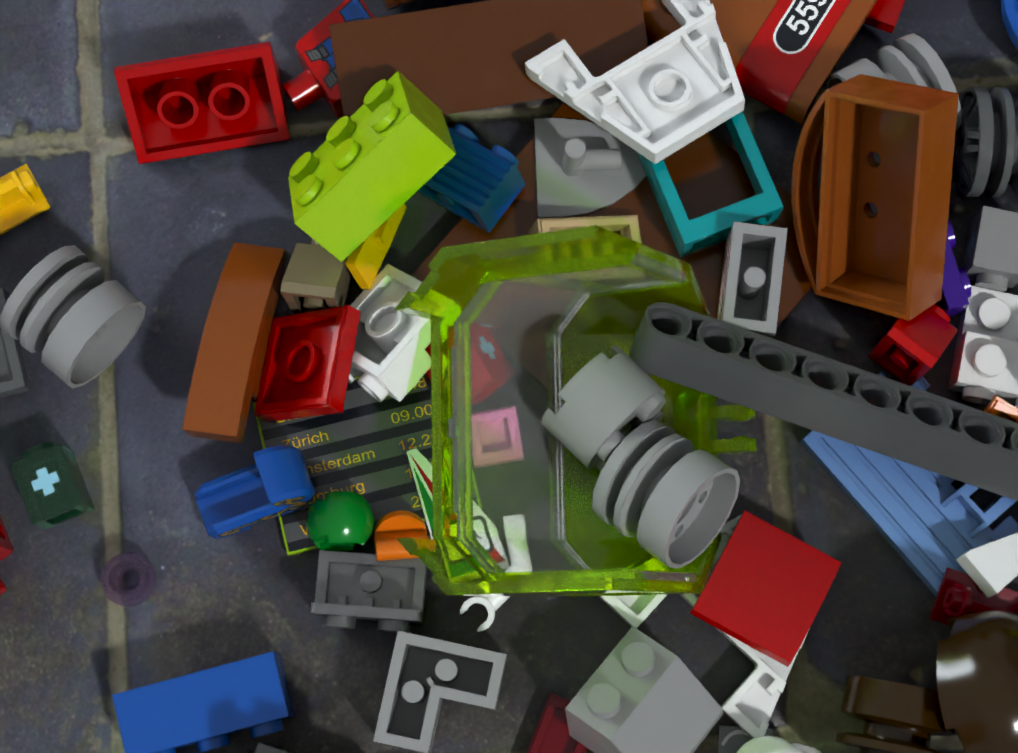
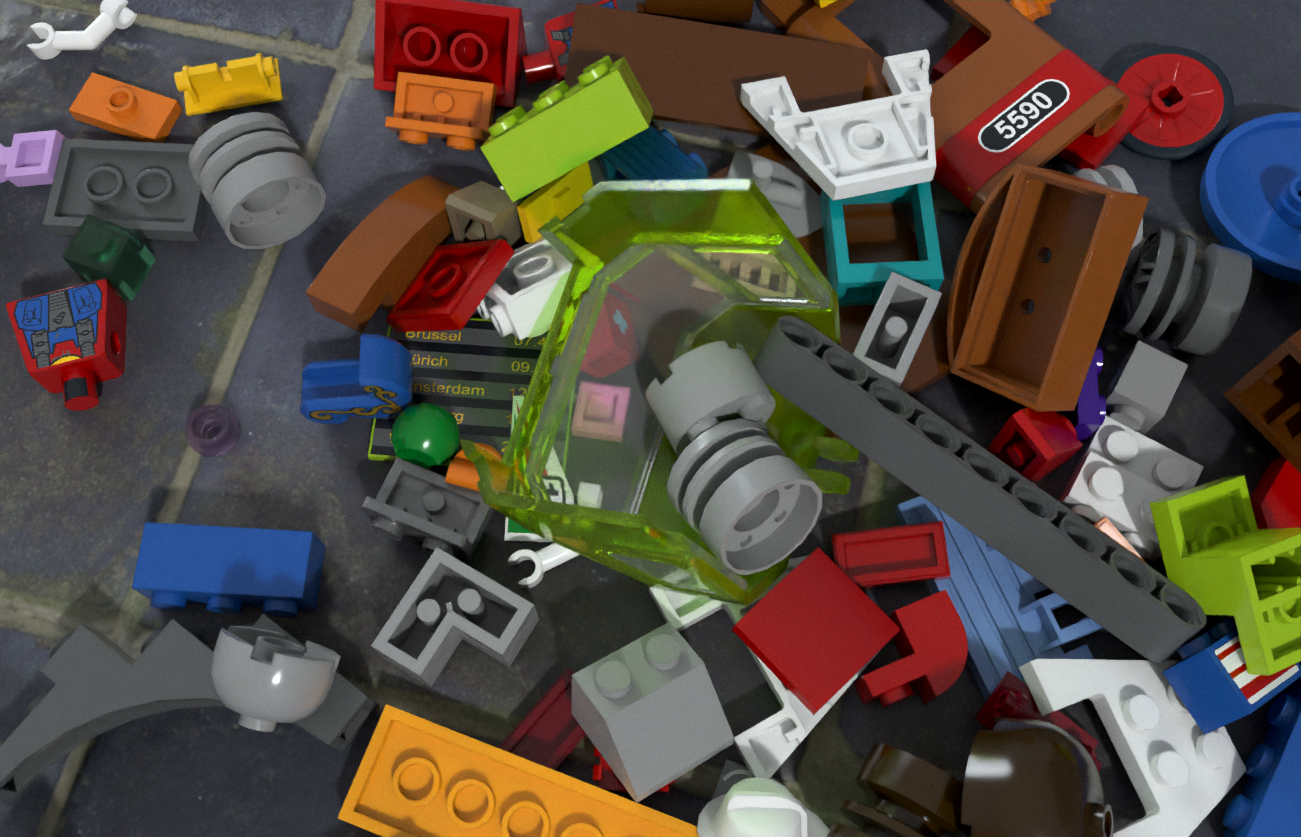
camera: 15 degrees right, 10 degrees down
(51, 485) = (178, 324): clear green brick -> none
(223, 172) = (442, 110): none -> orange bracket
(811, 490) = (893, 555): none -> red tile
(875, 570) = (931, 651): none -> red brick

